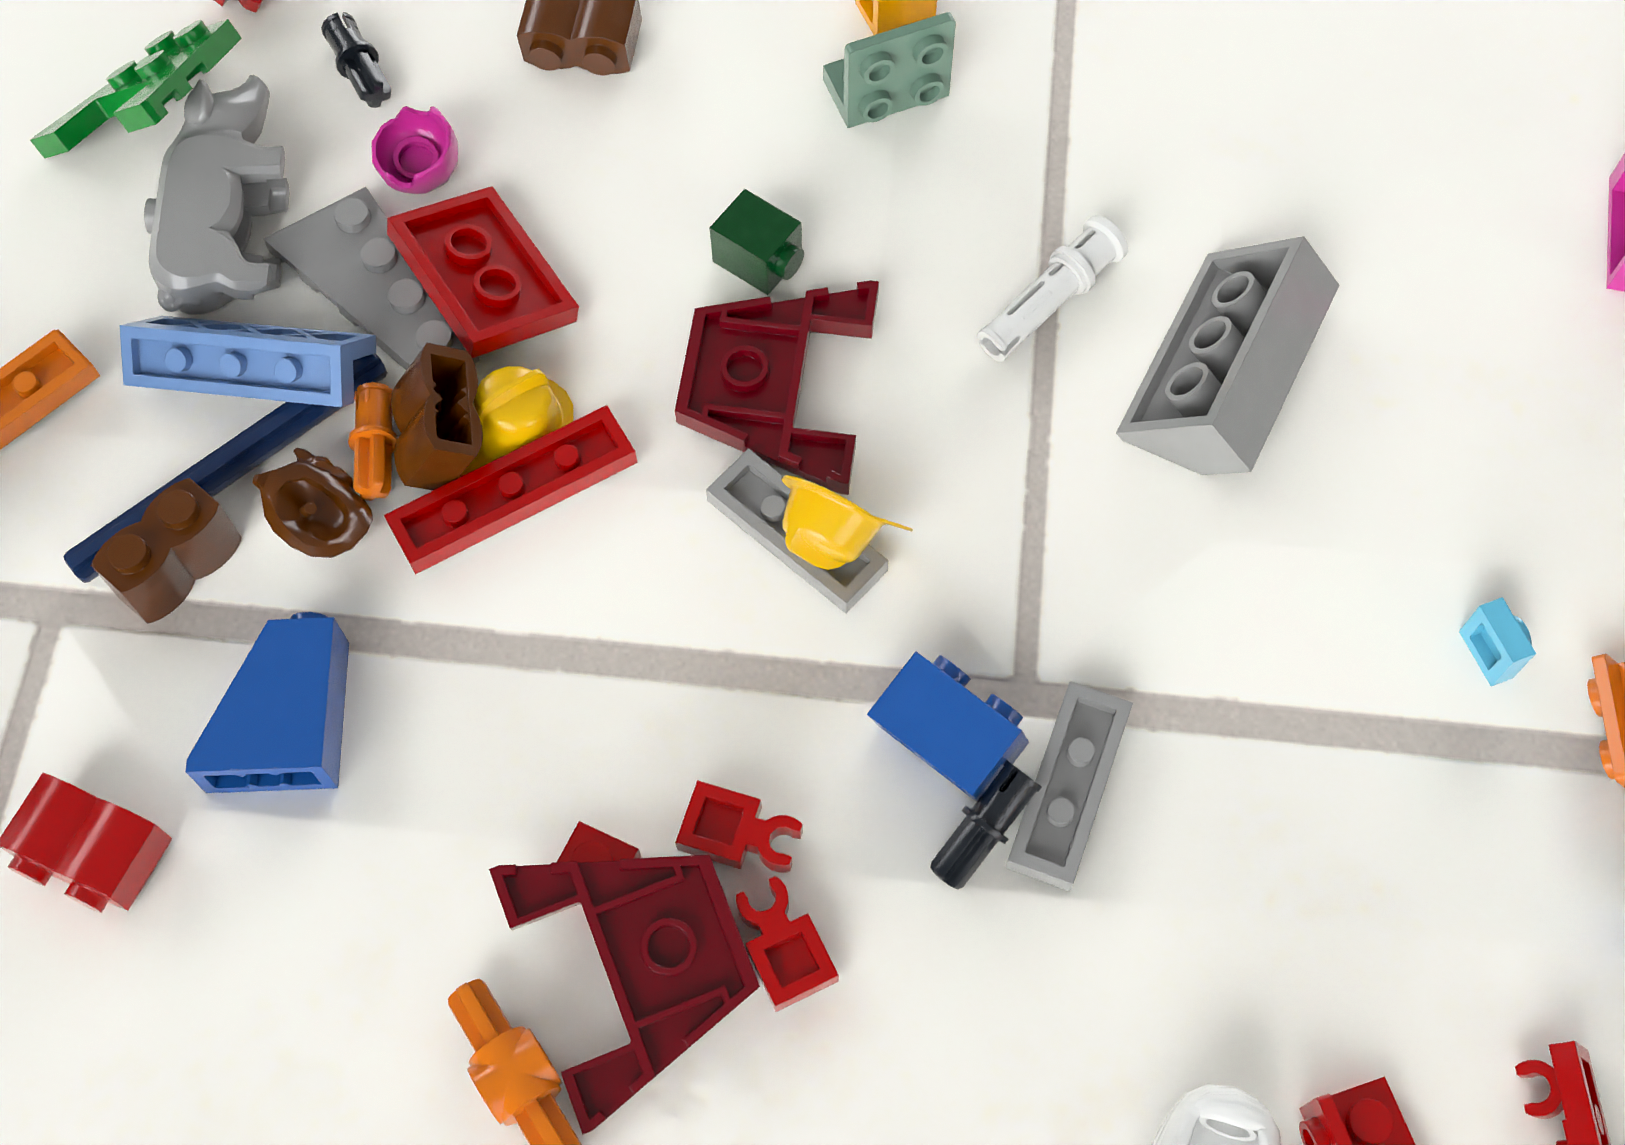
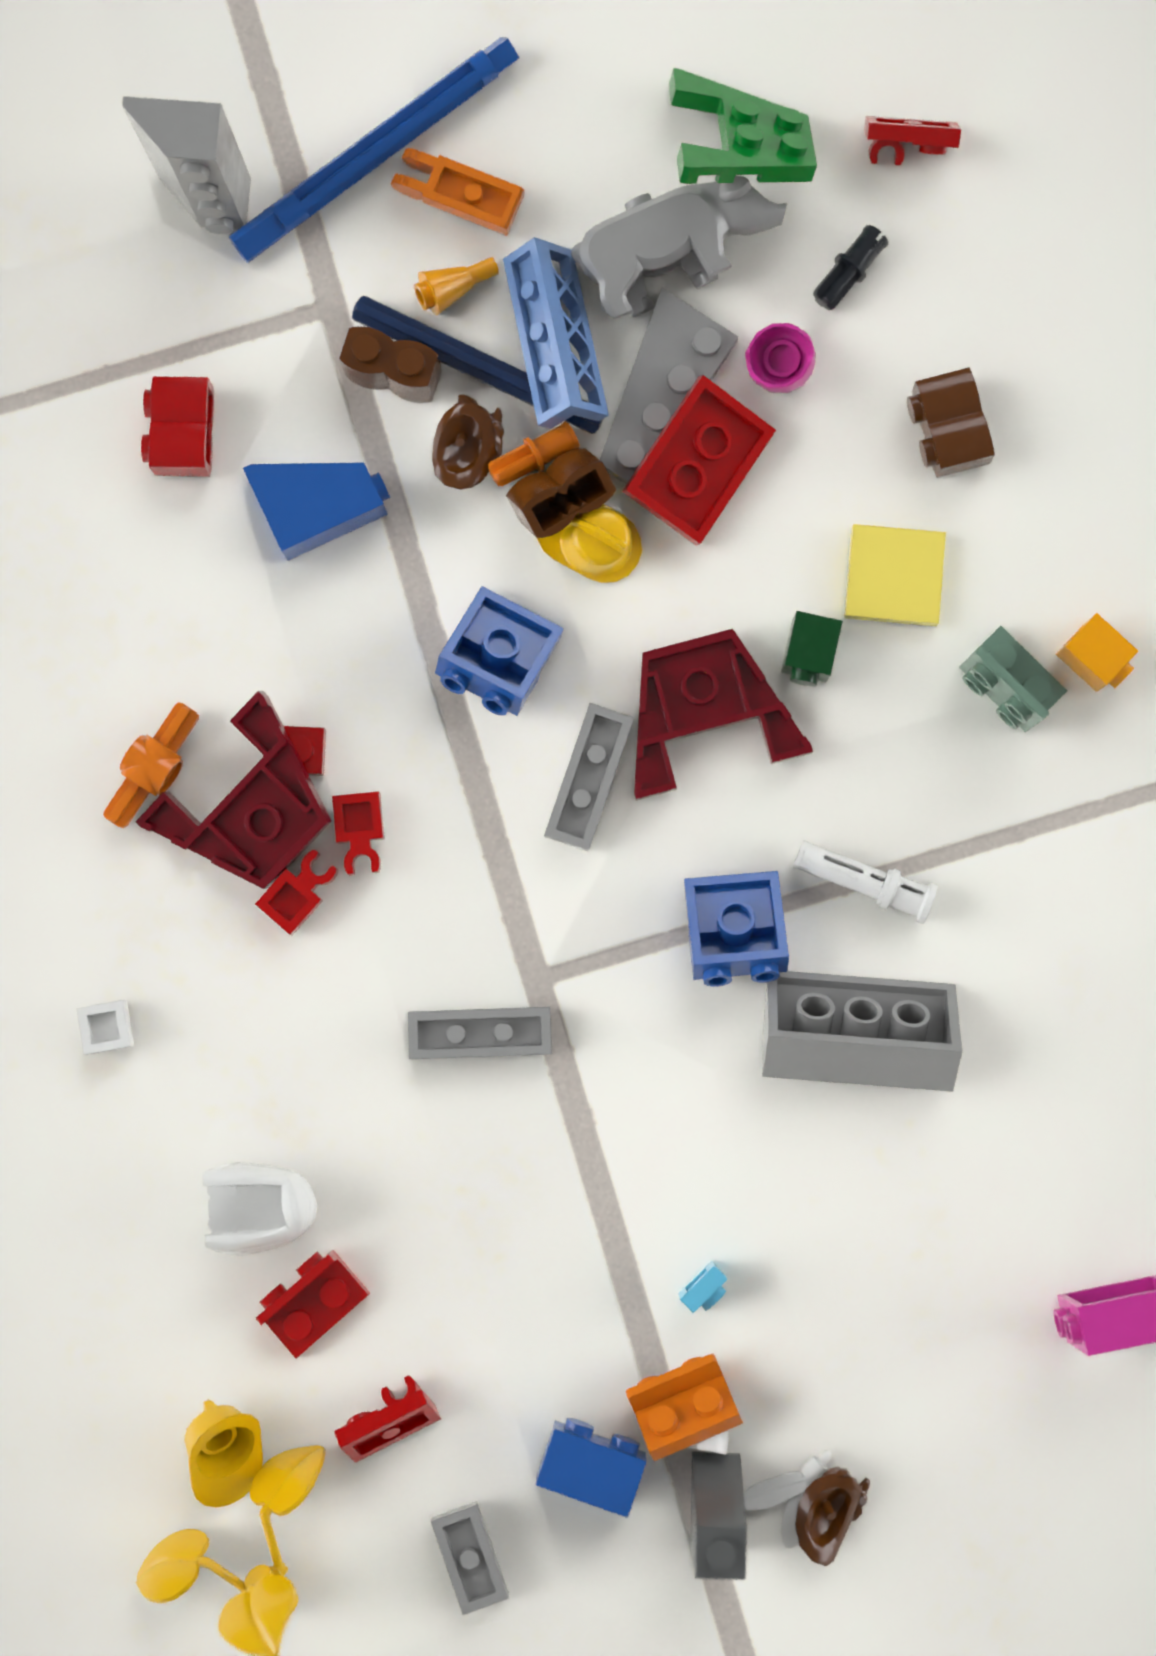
camera: 70 degrees right, 20 degrees up
(113, 463) = (445, 286): none -> light orange cone
(511, 489) = (538, 568): red plate -> none
(592, 570) = (497, 652): none -> plate
(715, 142) = (895, 575): none -> light yellow tile
(826, 526) = (591, 806): yellow piece -> none
(948, 724) = (481, 939): blue brick -> none
(984, 826) = (426, 988): black axle -> none
(1055, 436) = (736, 927): none -> plate

